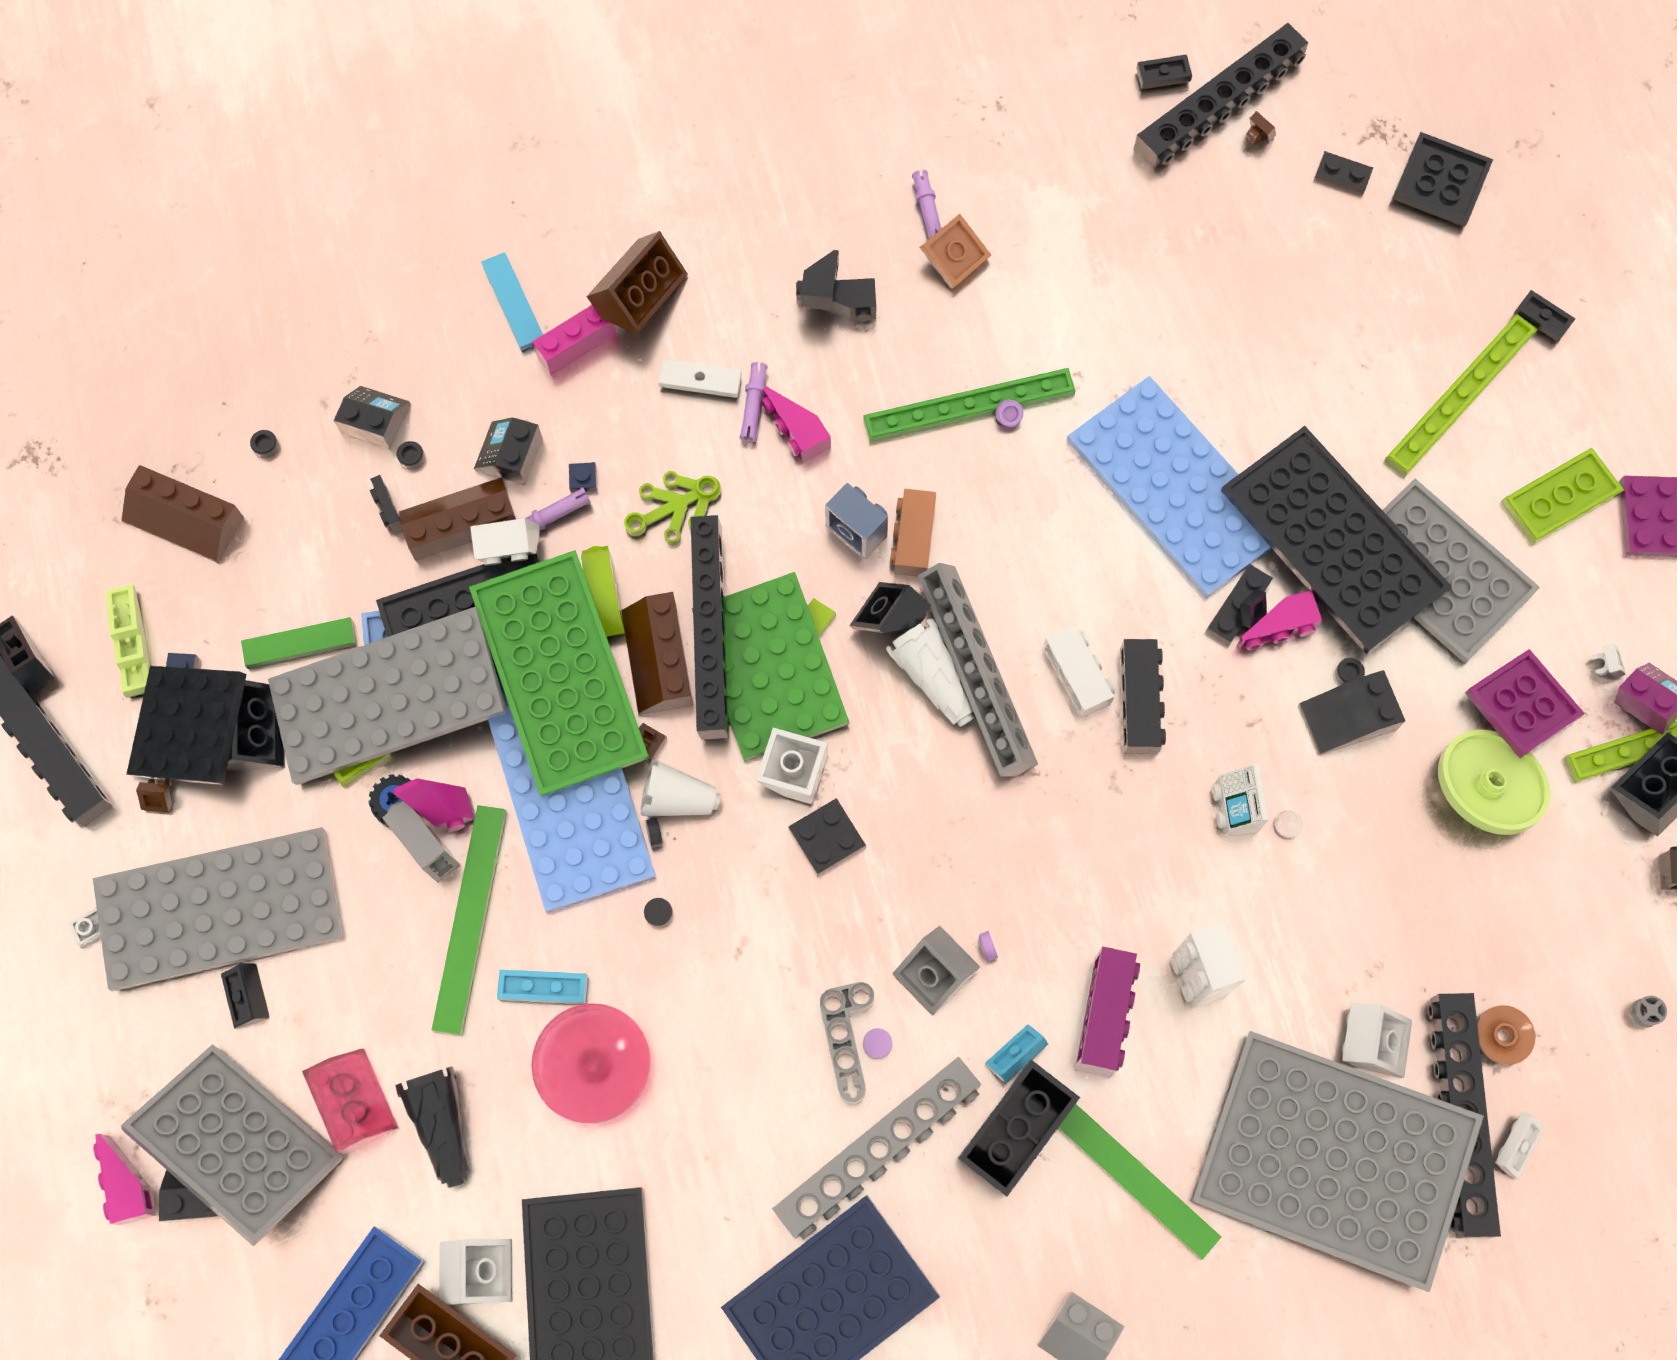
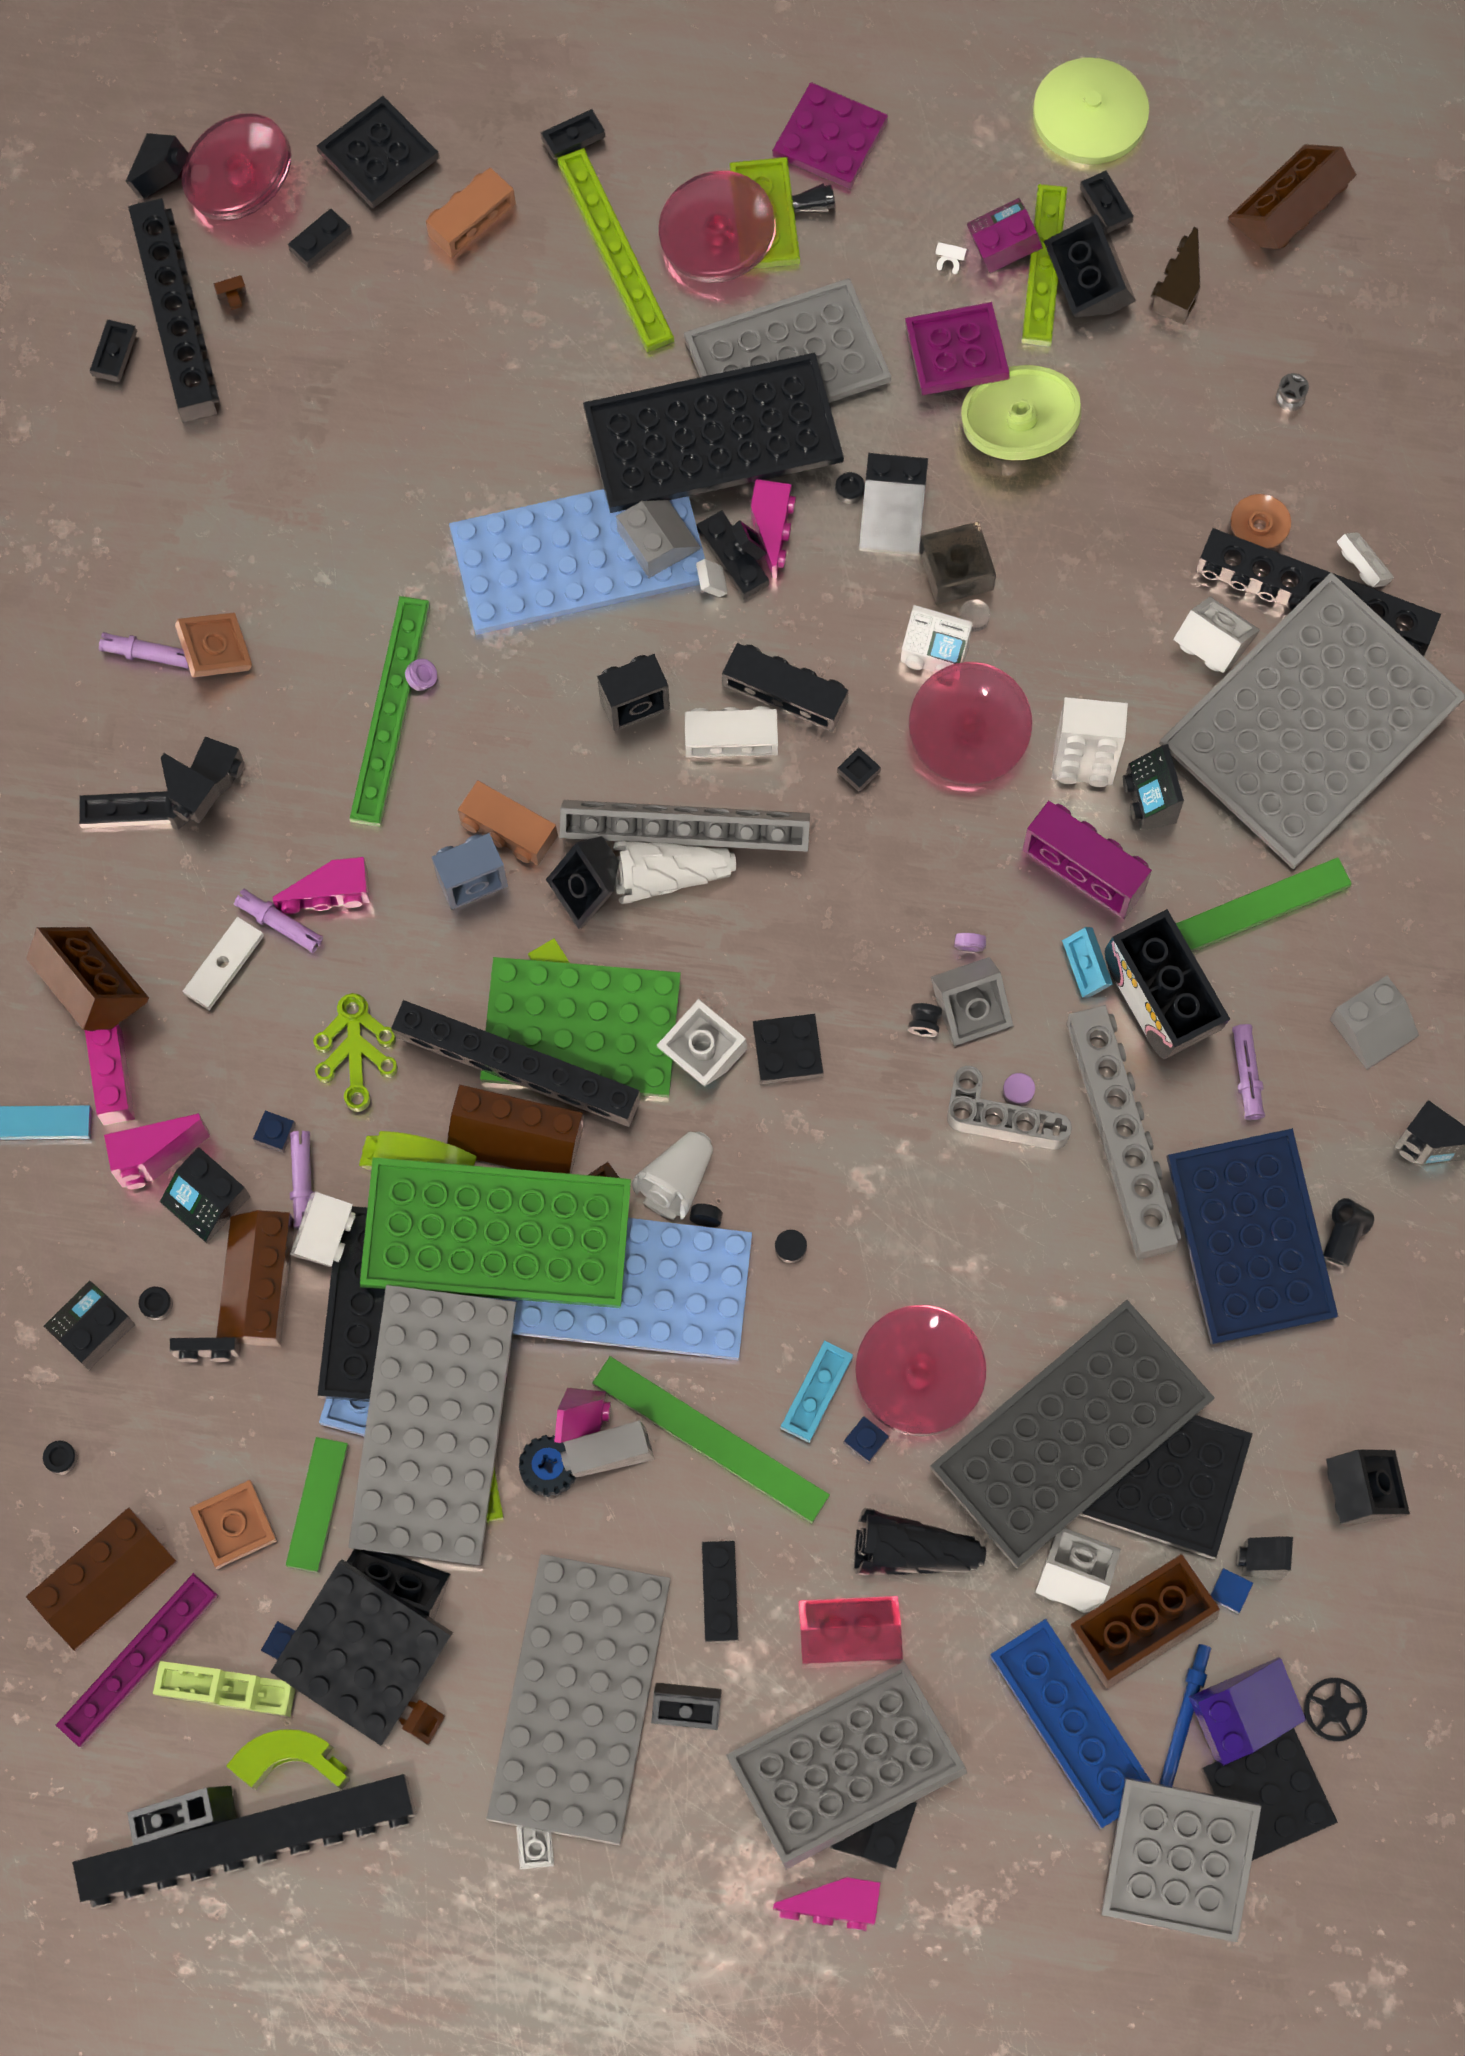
camera: 65 degrees left, 0 degrees up
(101, 711) = (278, 1747): none -> lime arch
(130, 569) = (136, 1660): none -> magenta tile
(258, 588) = (233, 1524): none -> nougat plate
(346, 981) = (720, 1592): none -> black plate
(519, 1045) = (866, 1439): none -> dark blue plate
(520, 392) = (150, 1150): none -> dark pink slope
(587, 1216) = (1071, 1433): none -> dark grey plate
(789, 248) = (124, 809): none -> black tile
(901, 937) = (925, 1020): none -> black wheel
(951, 1255) = (1252, 1106): none -> lavender pin
(1072, 576) = (633, 691): none -> black brick
(1098, 788) = (859, 769): none -> black plate
(1182, 861) = (970, 723): none -> clear pink dish
(1200, 1044) = (1154, 789): none -> black slope
(1207, 596) = (711, 578): none -> white tile
(1219, 534) = (655, 535): none -> light grey slope
(1324, 787) = (957, 562): none -> clear smoke brick
(1336, 27) = (156, 164): none -> black slope
(1367, 82) = (236, 166): none -> clear pink dish
(1429, 269) = (470, 212): none -> nougat brick
(1525, 461) = (717, 226): none -> clear pink dish
(1598, 530) = (815, 199): none -> black cone

